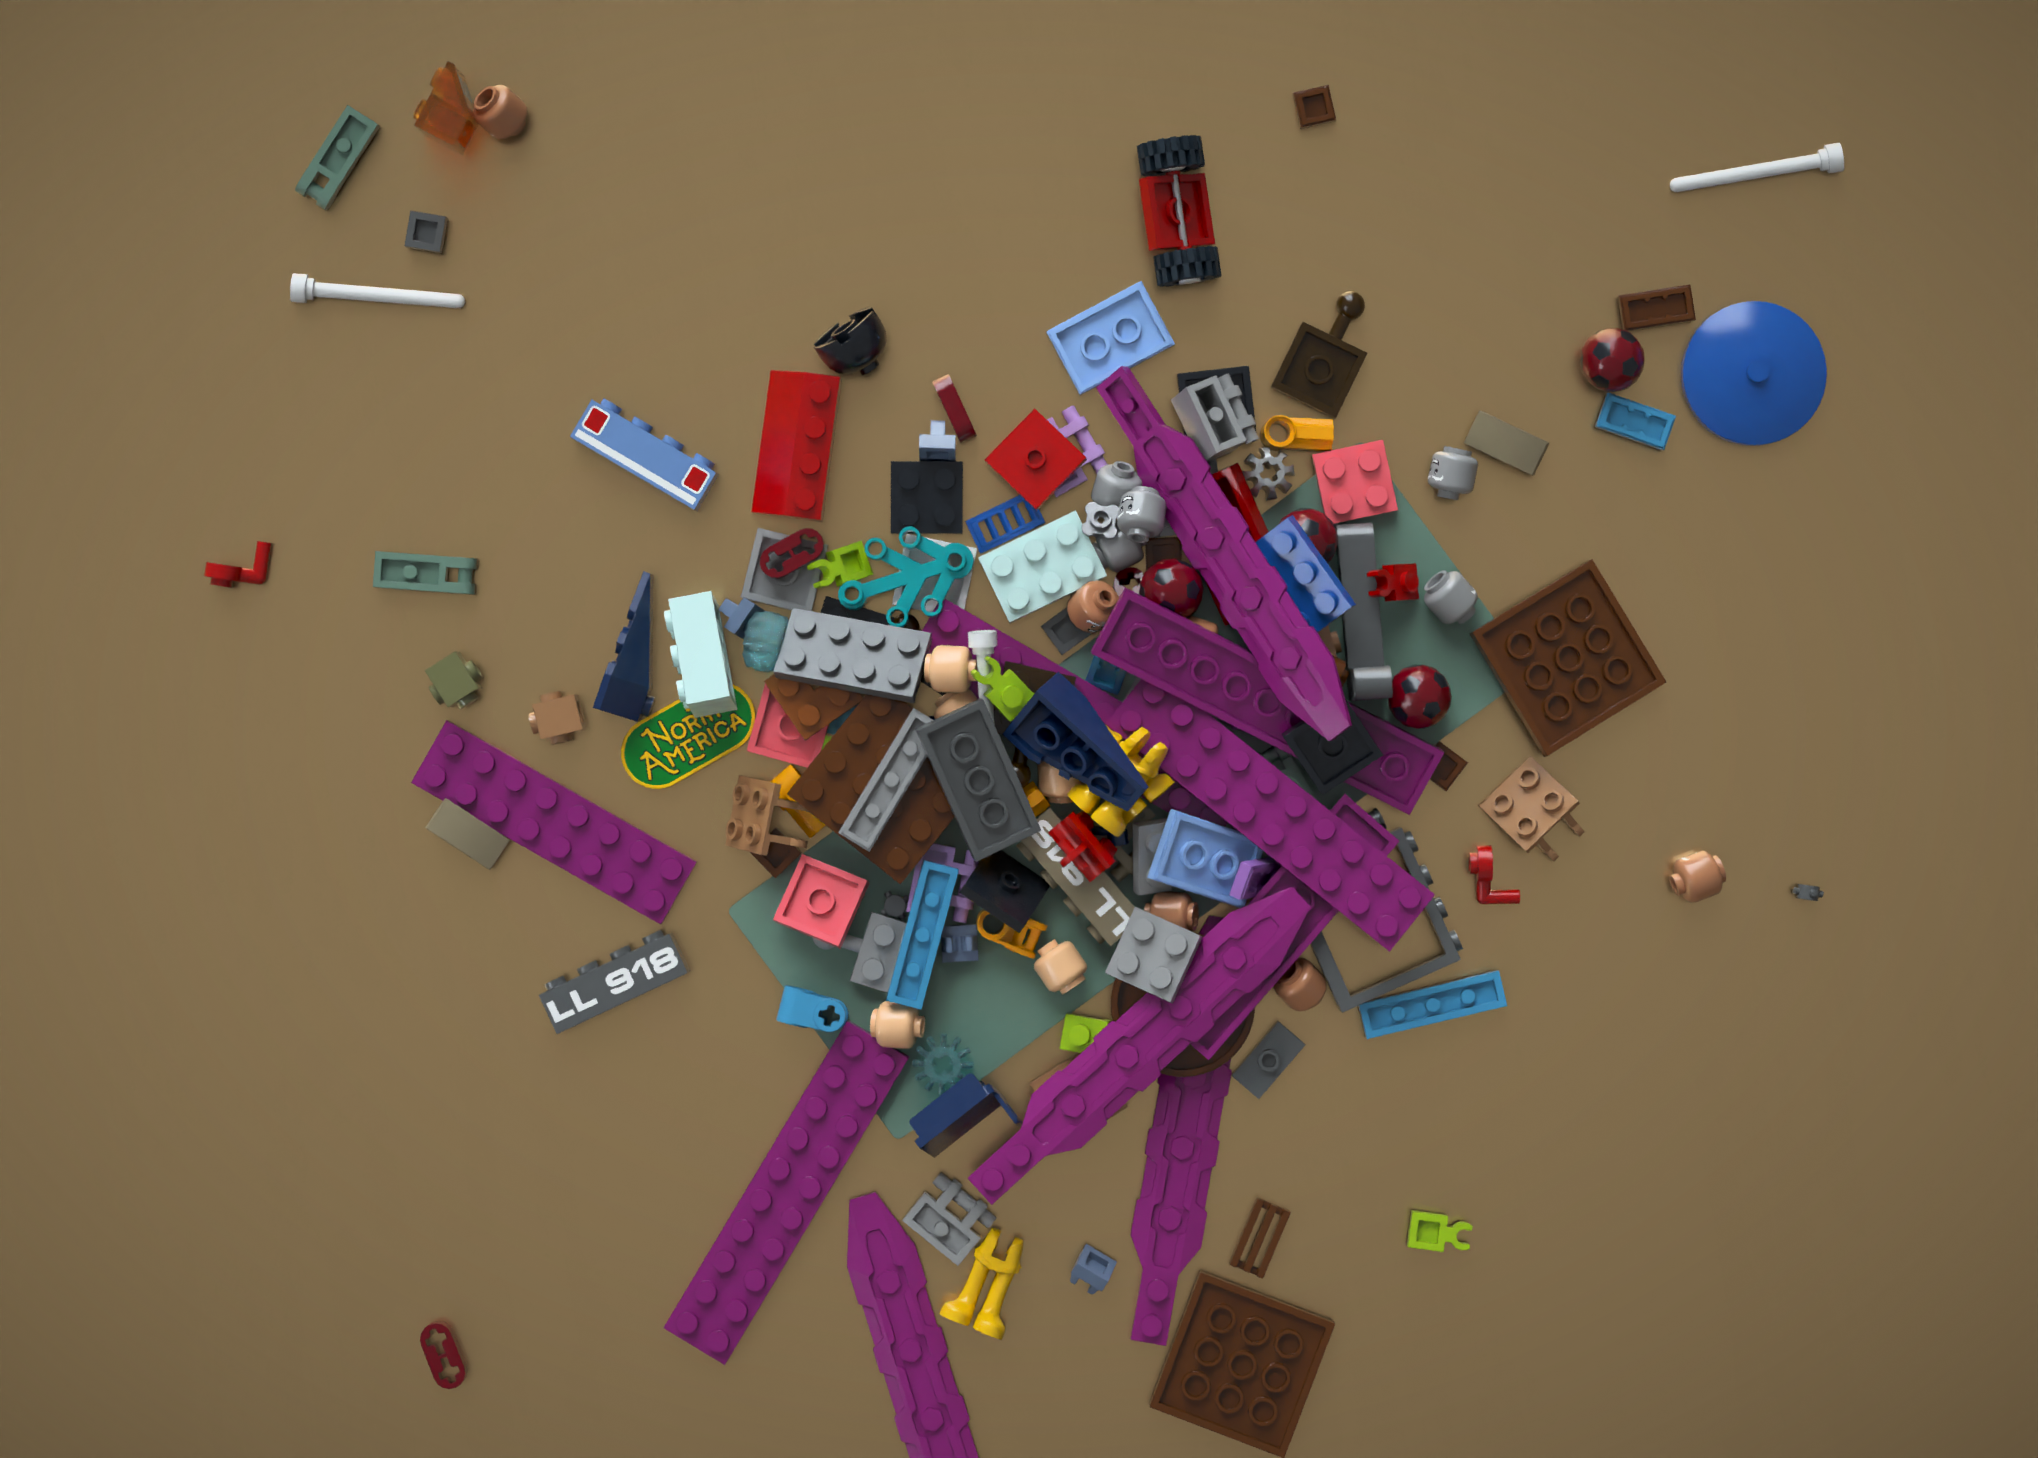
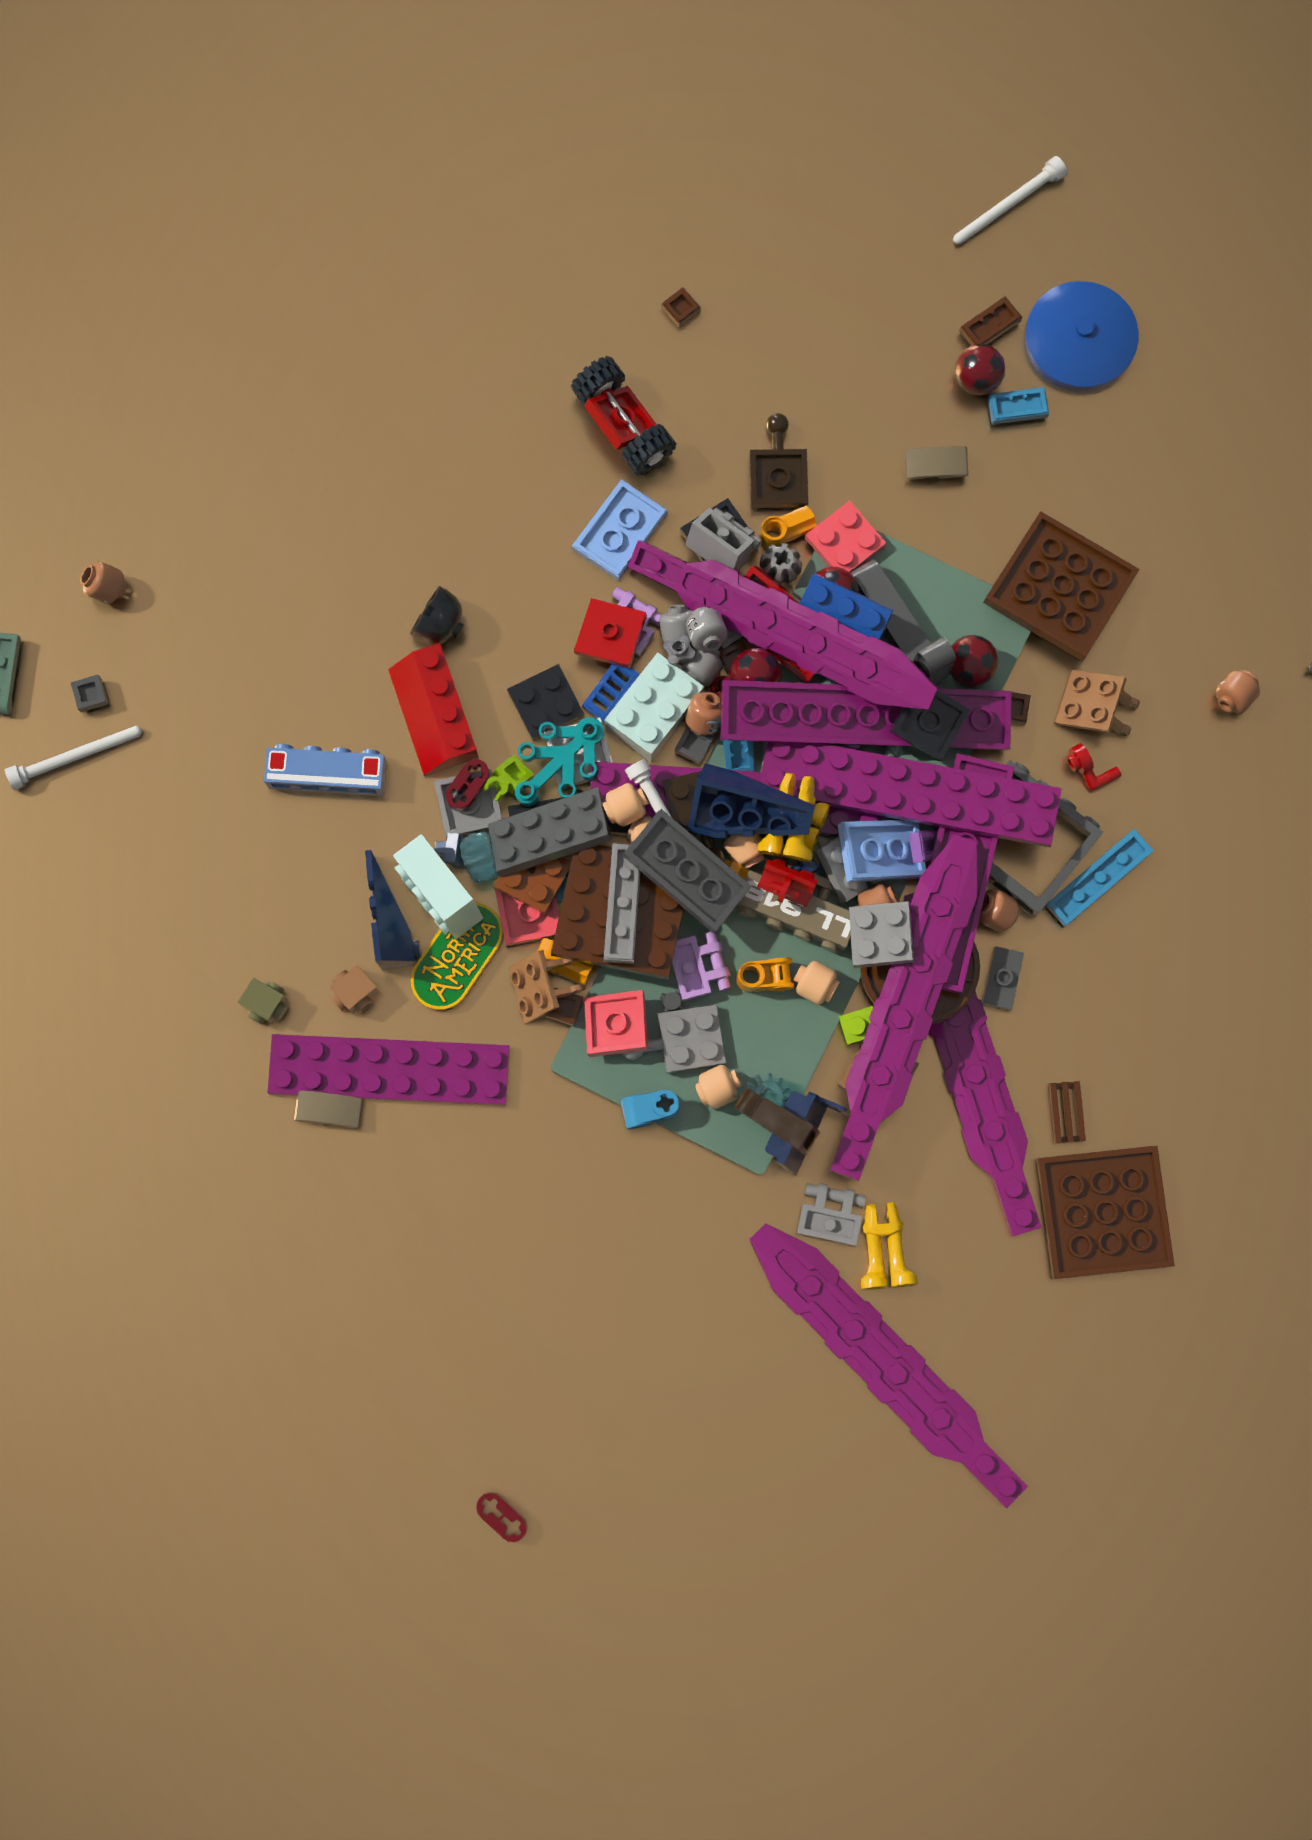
camera: 25 degrees left, 10 degrees down
(225, 575) = (55, 1008): red plate -> none
(423, 572) = (203, 935): sand green plate -> none
(448, 111) = (63, 599): clear orange slope -> none
(614, 982) = (492, 1163): dark grey brick -> none
(786, 1192) = (699, 1258): magenta plate -> none
(922, 934) = (703, 1008): dark azure plate -> none
(936, 1099) = (778, 1121): none -> dark brown leg
(937, 445) = (534, 659): tile -> none
(954, 408) = (533, 629): dark red beam -> none
(959, 943) = (733, 1005): sand blue tile -> none
(1005, 889) = (747, 945): black plate -> none
(1006, 691) = (674, 797): lime plate -> none
(1092, 1268) = (957, 1196): sand blue tile -> none
(1396, 582) = (912, 590): red plate -> none
(1431, 1232) = (1190, 1042): lime plate -> none
(1450, 597) = (956, 583): light grey head -> none
(1452, 472) = (910, 499): light grey head -> none

